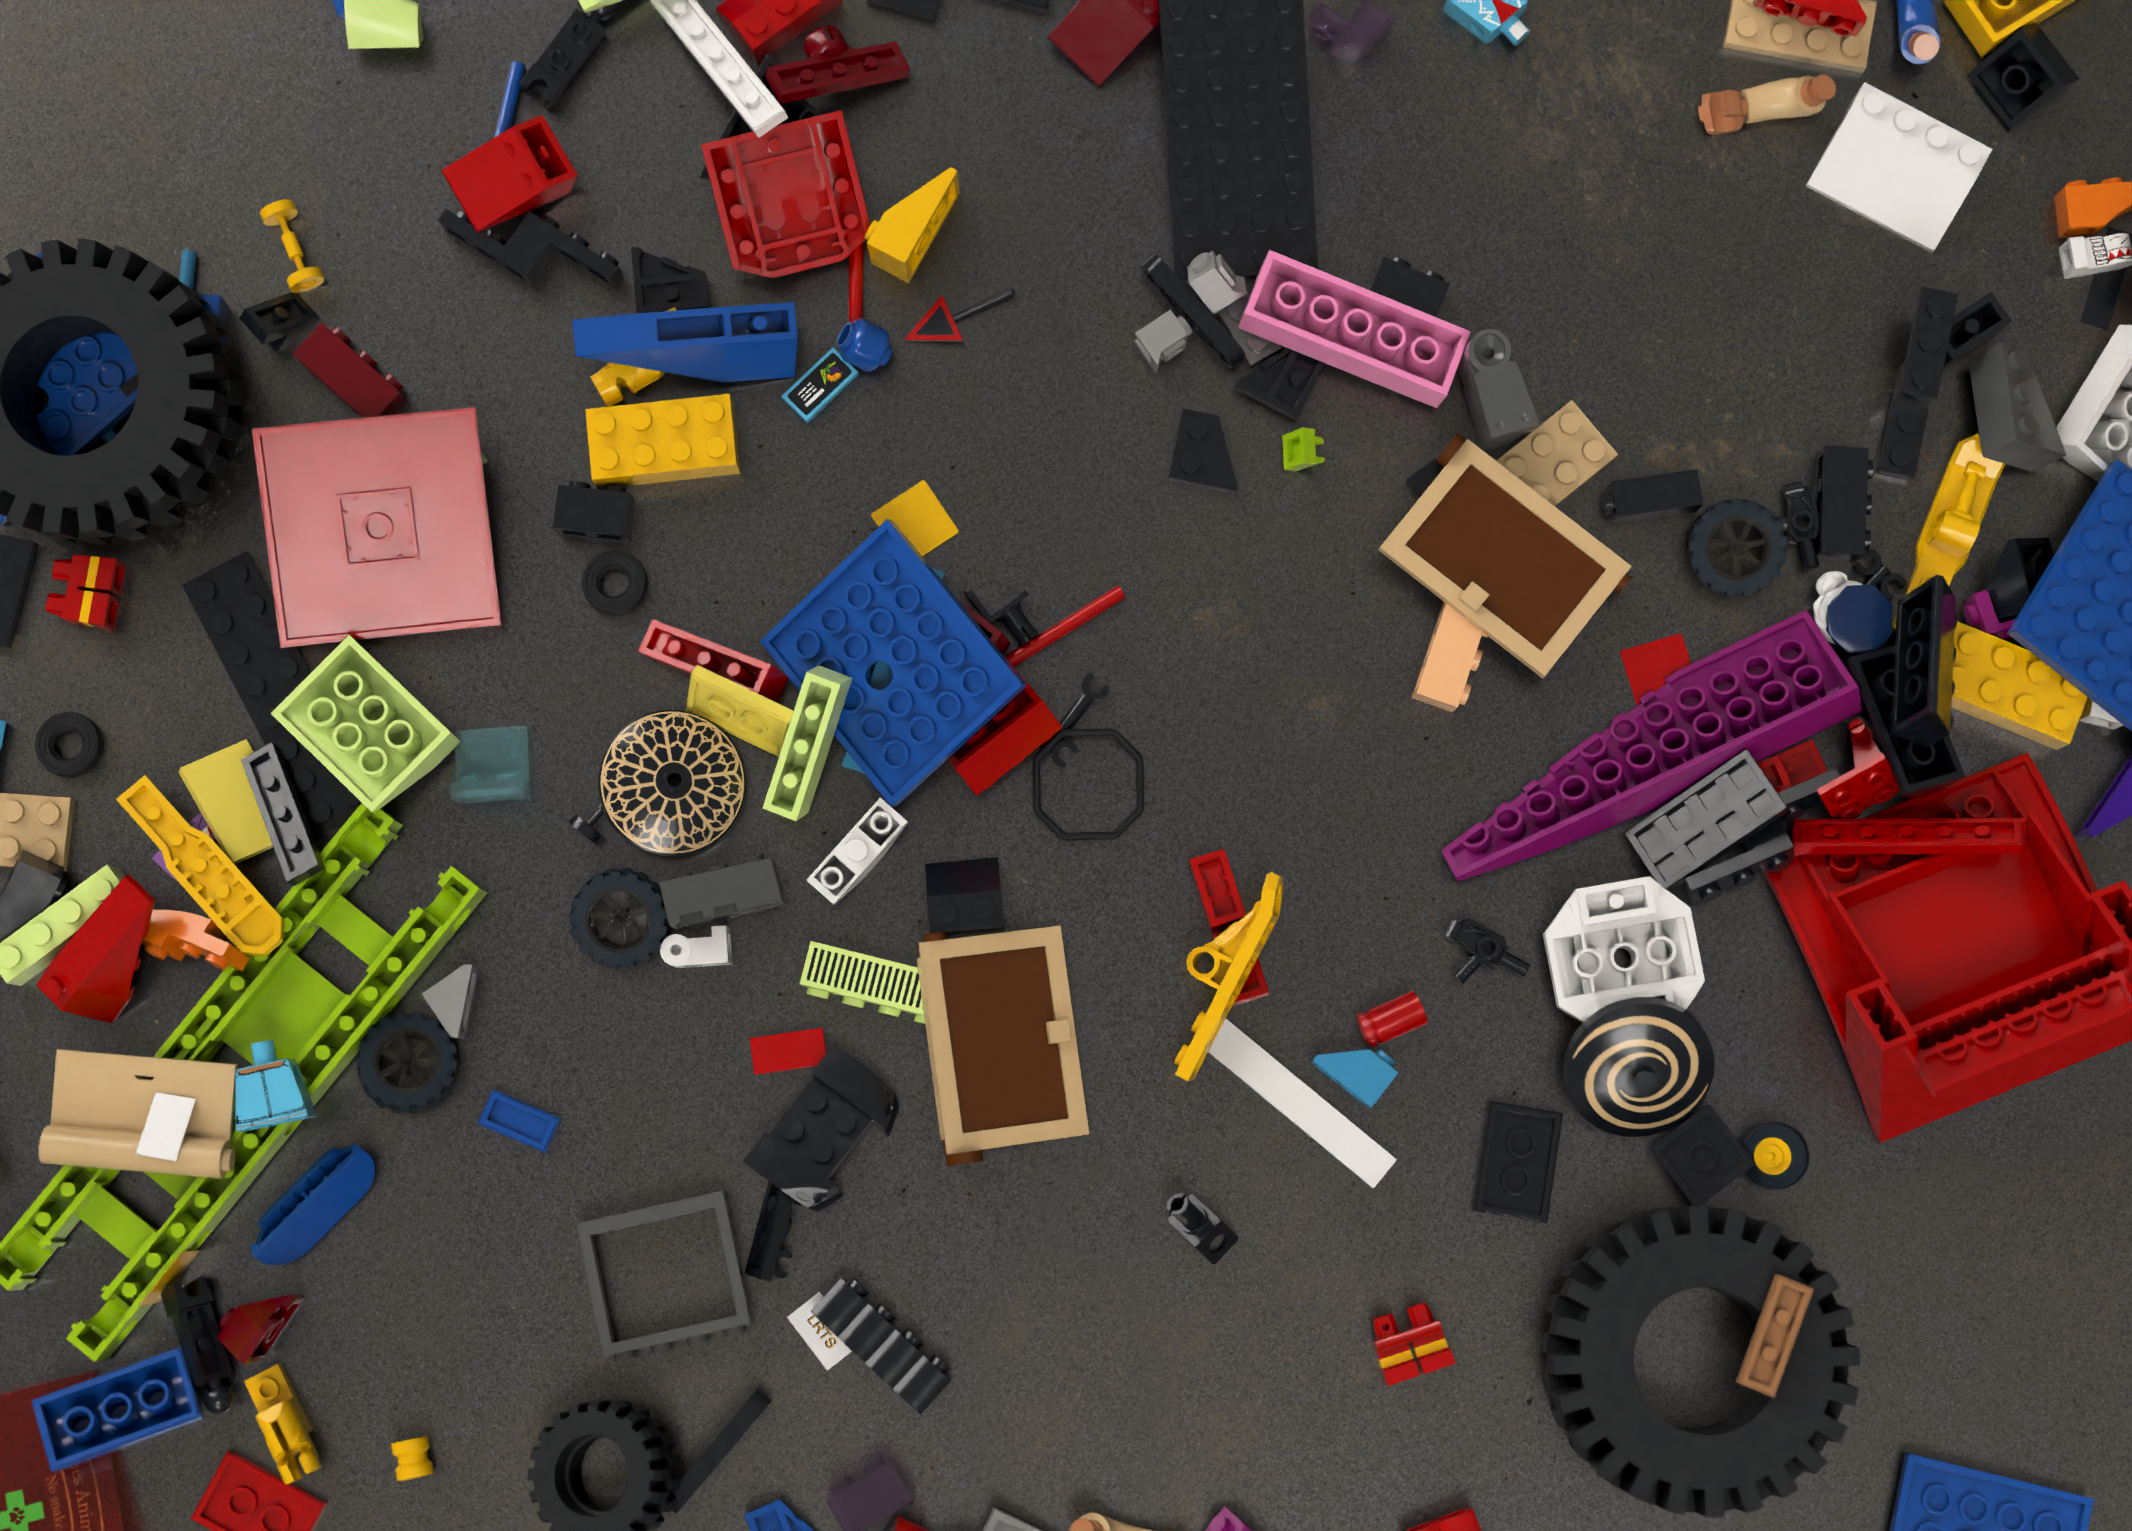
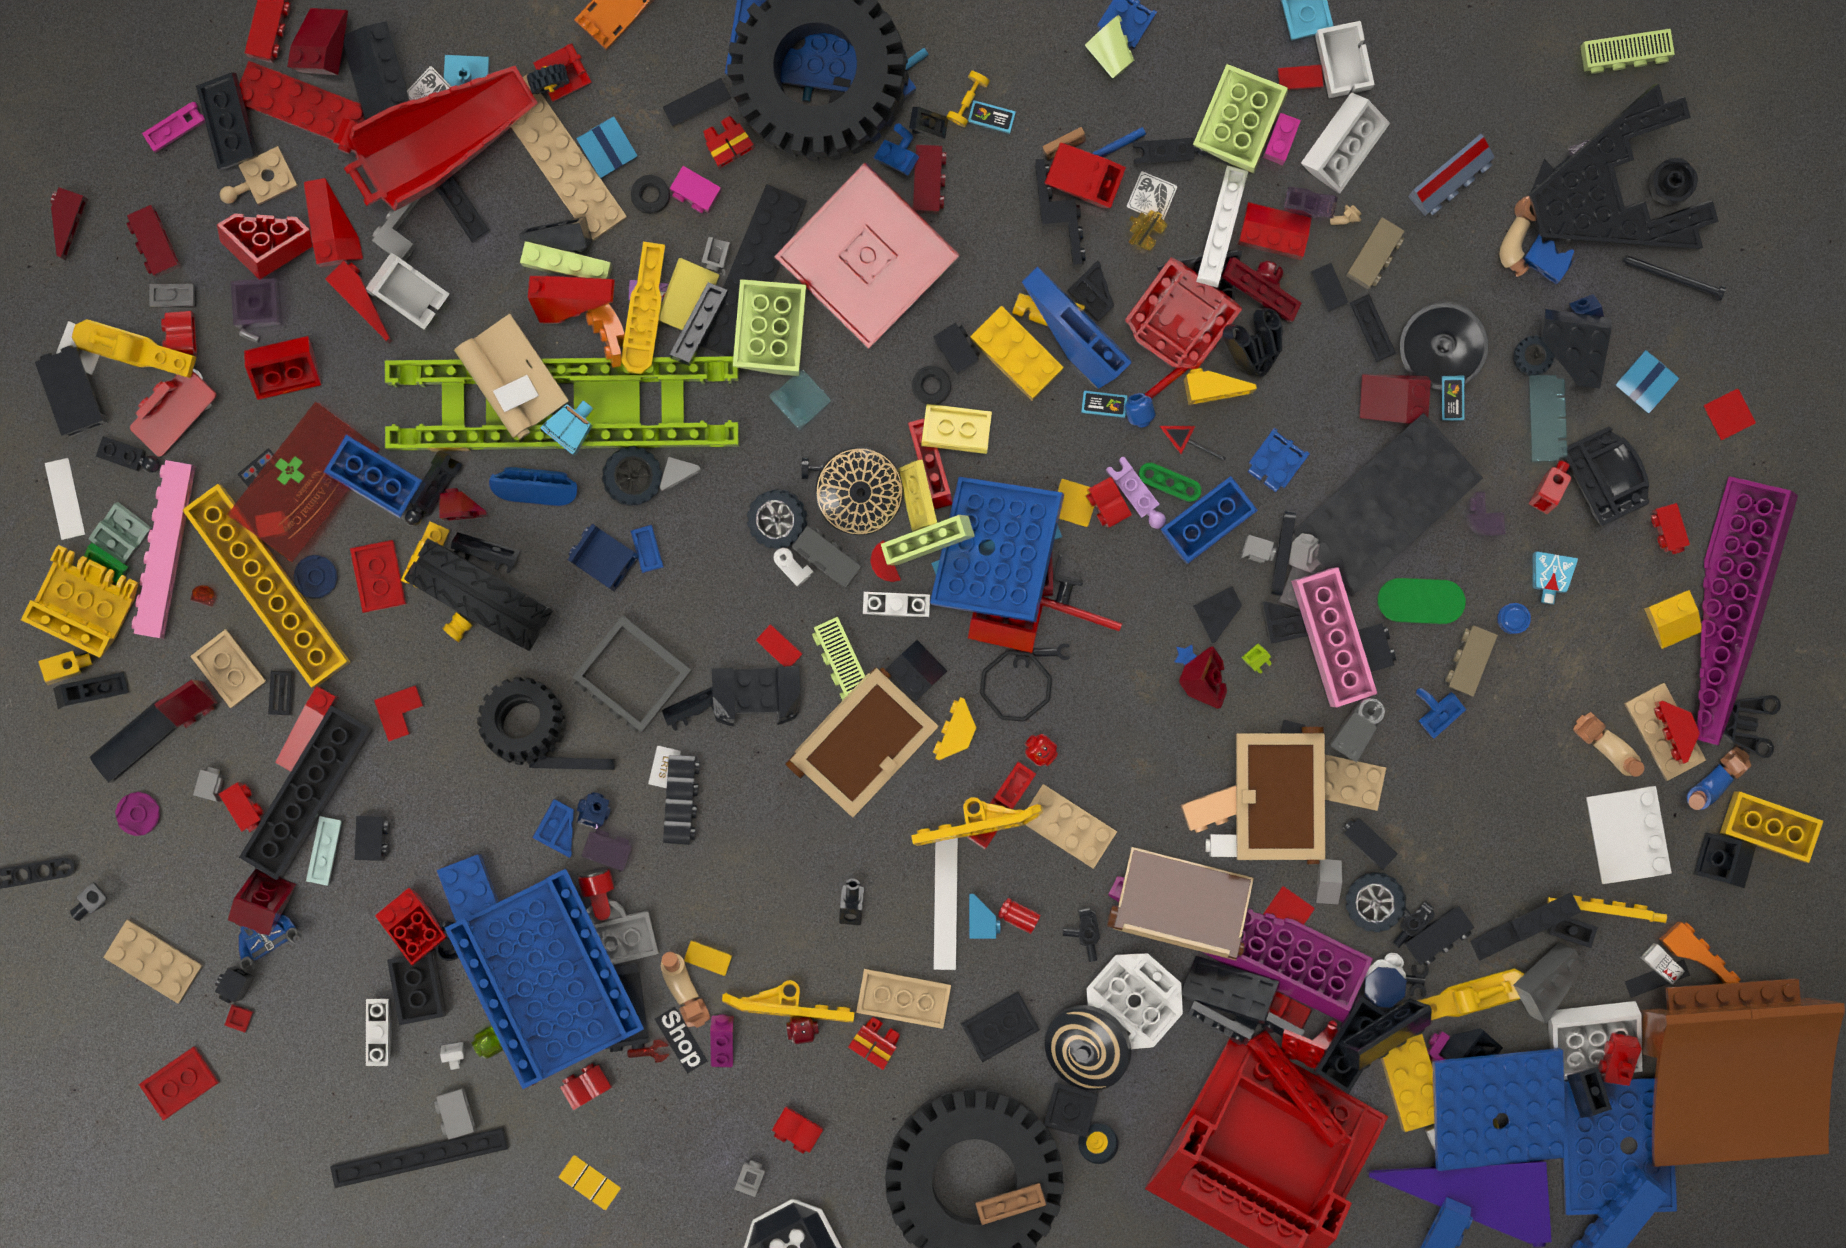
camera: 50 degrees right, 5 degrees up
(112, 681) = (695, 189): none -> dark pink brick
(215, 721) = (716, 253): none -> light grey window
(288, 390) = (897, 155): none -> blue plate
(340, 236) = (991, 117): none -> tile
(343, 1339) = (485, 550): none -> black plate
(382, 1394) = (478, 595): none -> black tyre
(452, 149) = (1073, 139): none -> medium nougat tile
(480, 1188) = (602, 557): none -> dark blue panel
(608, 120) = (1151, 194): none -> white sticker
(636, 156) = (1143, 227): none -> clear yellow hips
(696, 594) = (956, 428): none -> light yellow tile
(791, 833) = (880, 567): none -> red tile
(801, 1473) = (593, 810): none -> dark blue brick
(912, 137) = (1257, 352): none -> black connector
(949, 478) = (1108, 502): none -> red brick
(965, 433) = (1137, 493): none -> lavender plate
(996, 368) = (1180, 485): none -> green plate
(1070, 229) = (1276, 461): none -> blue plate
(1075, 370) = (1208, 520): none -> blue brick
(1087, 906) = (957, 731): none -> yellow slope
(1120, 1478) = (708, 958): none -> yellow slope
(1198, 817) = (1041, 750): none -> red head
(1225, 538) = (1185, 655): none -> blue piece
(1253, 1434) = (777, 1003): none -> yellow piece
(1273, 538) = (1203, 678): none -> dark red slope
(1315, 1428) = (801, 1029): none -> dark red head
(1329, 860) = (1071, 827): none -> tan plate
(1381, 1259) = (903, 998): none -> tan plate
(1393, 191) = (1421, 601): none -> green tile
(1507, 685) = (1221, 845): none -> white brick
(1508, 94) = (1513, 618): none -> blue wheel
(1519, 187) = (1470, 660): none -> dark tan brick
(1546, 794) = (1182, 904): none -> door
(1558, 276) = (1441, 713): none -> blue plate
(1663, 586) = (1329, 881): none -> light grey slope
(1984, 252) = (1618, 908): none -> yellow plate

